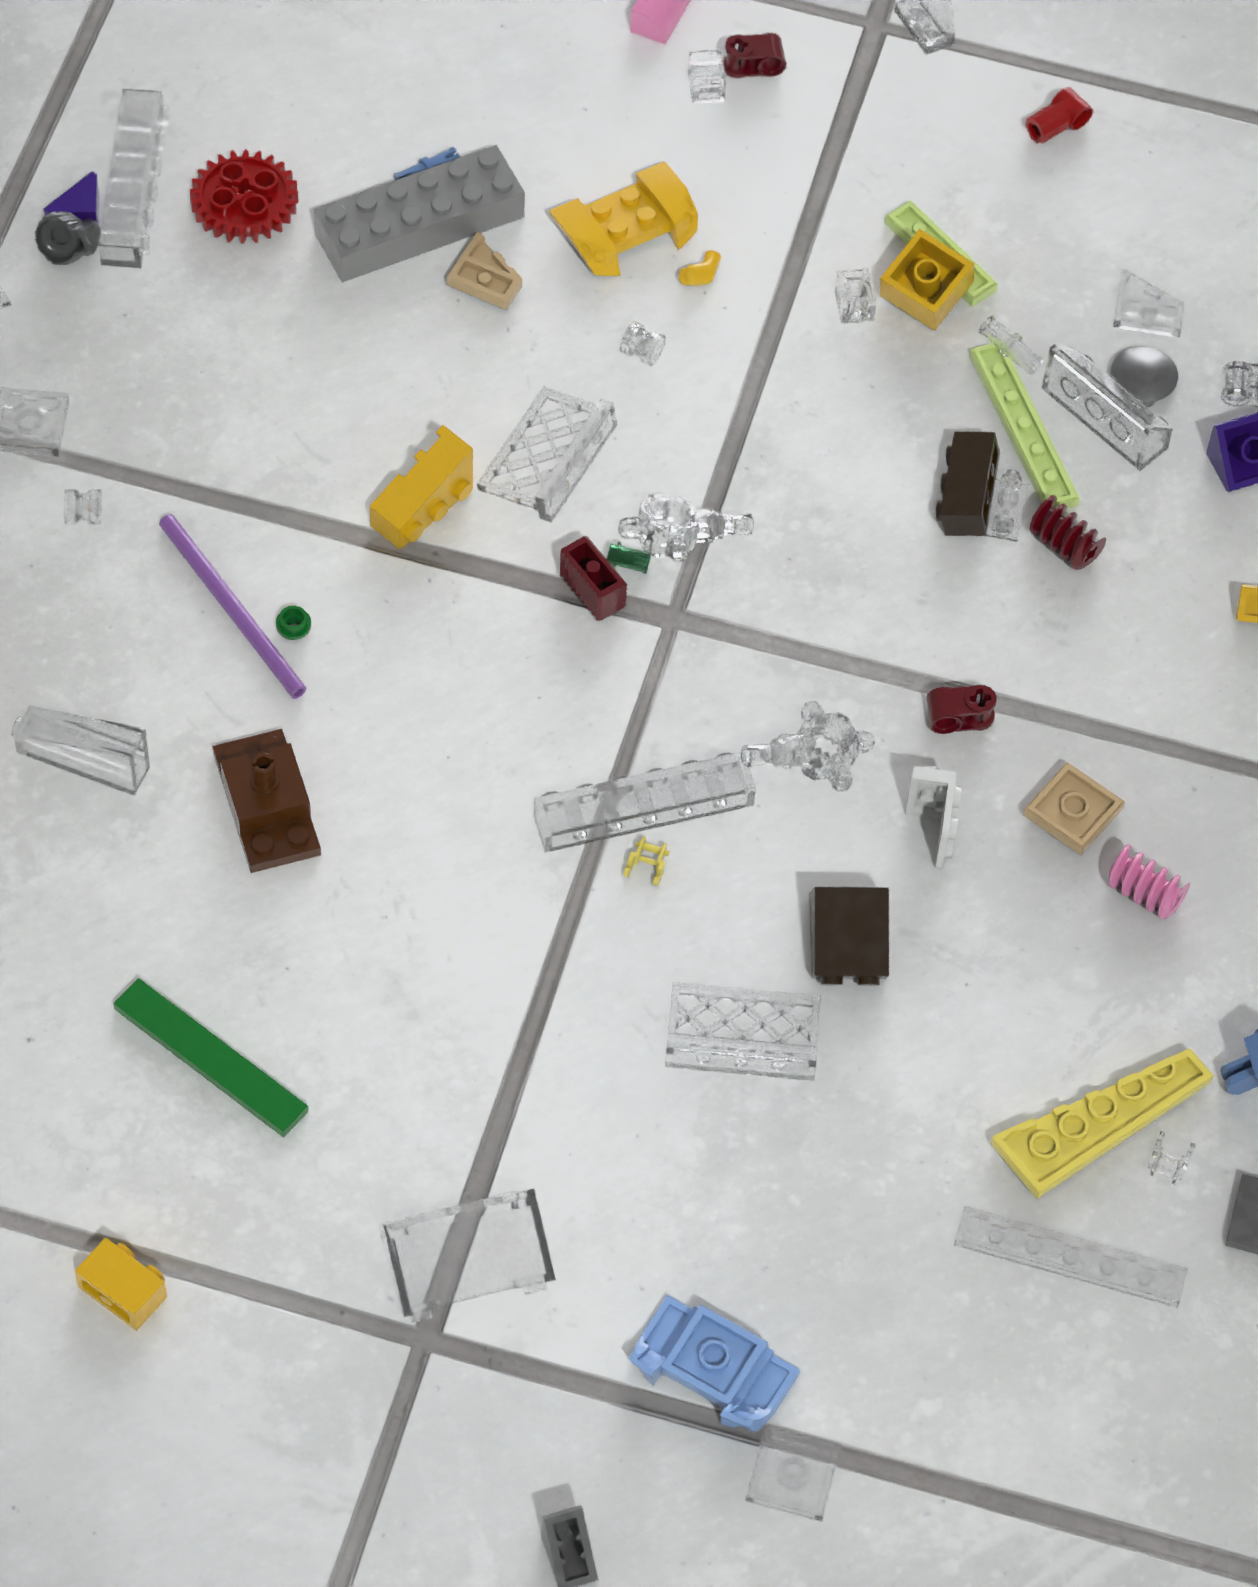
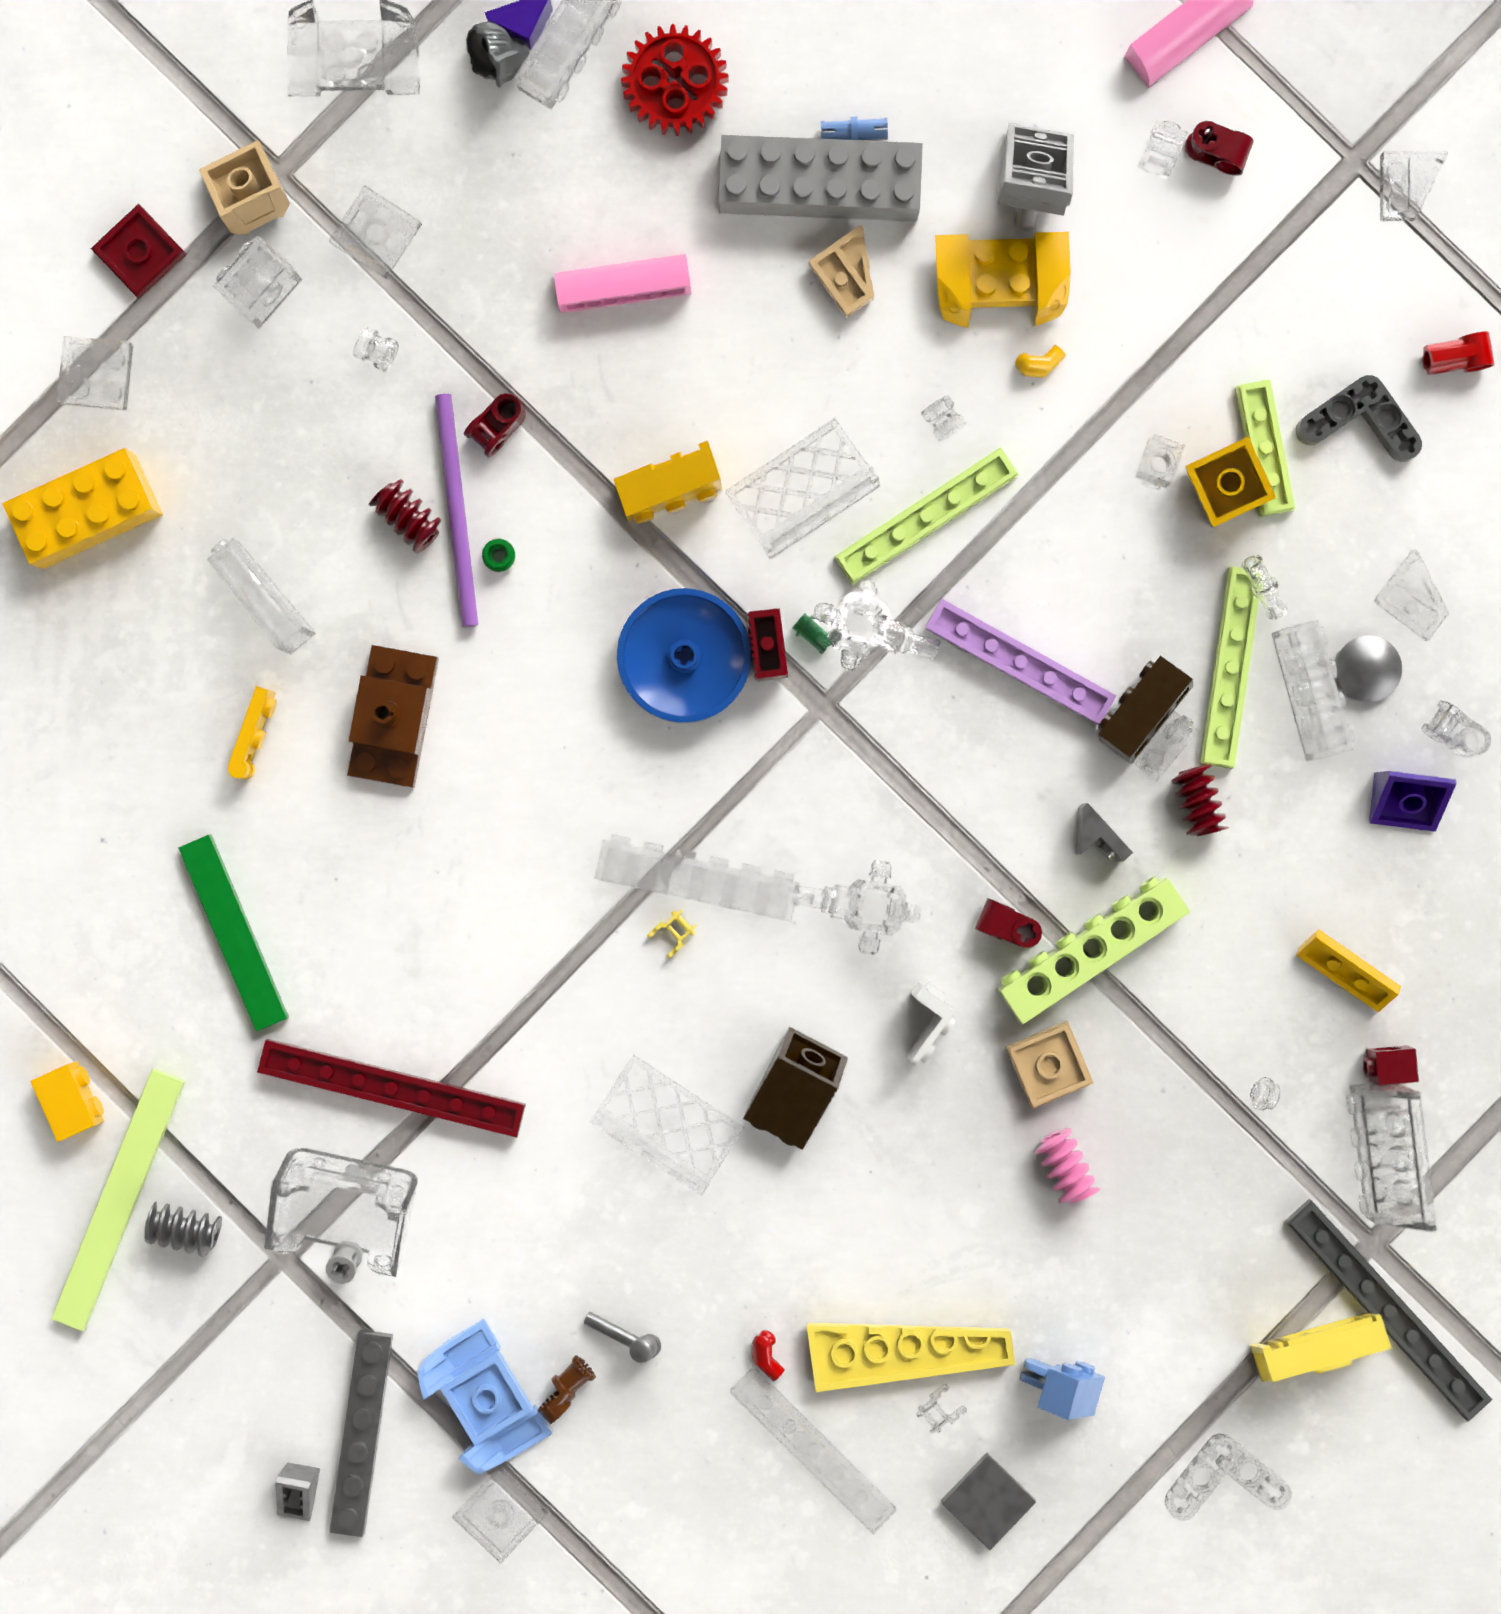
camera: 30 degrees right, 30 degrees up
(136, 870) = (251, 734): none -> yellow plate
(187, 623) = (406, 516): none -> dark red piece
(223, 1362) = (118, 1200): none -> yellowish green tile
(228, 520) = (494, 425): none -> dark red piece
(287, 365) = (622, 283): none -> bright pink brick
(308, 1345) = (181, 1230): none -> flat silver piece
(449, 1119) = (391, 1088): none -> dark red plate
(482, 1298) = (346, 1265): none -> light grey bush
(520, 620) = (684, 655): none -> blue dish
(604, 1465) = (361, 1433): none -> flat silver plate
(612, 130) = (1036, 173): none -> light grey brick
(673, 428) = (926, 516): none -> yellowish green tile
(788, 1311) = (566, 1384): none -> reddish brown connector
(832, 499) = (1020, 662): none -> lavender plate
(842, 1231) = (641, 1348): none -> flat silver piece
(965, 1190) = (763, 1355): none -> red arm
(988, 596) = (1093, 828): none -> flat silver slope
(1010, 187) = (1369, 410): none -> dark grey beam
(1017, 765) = (1167, 910): none -> yellowish green brick

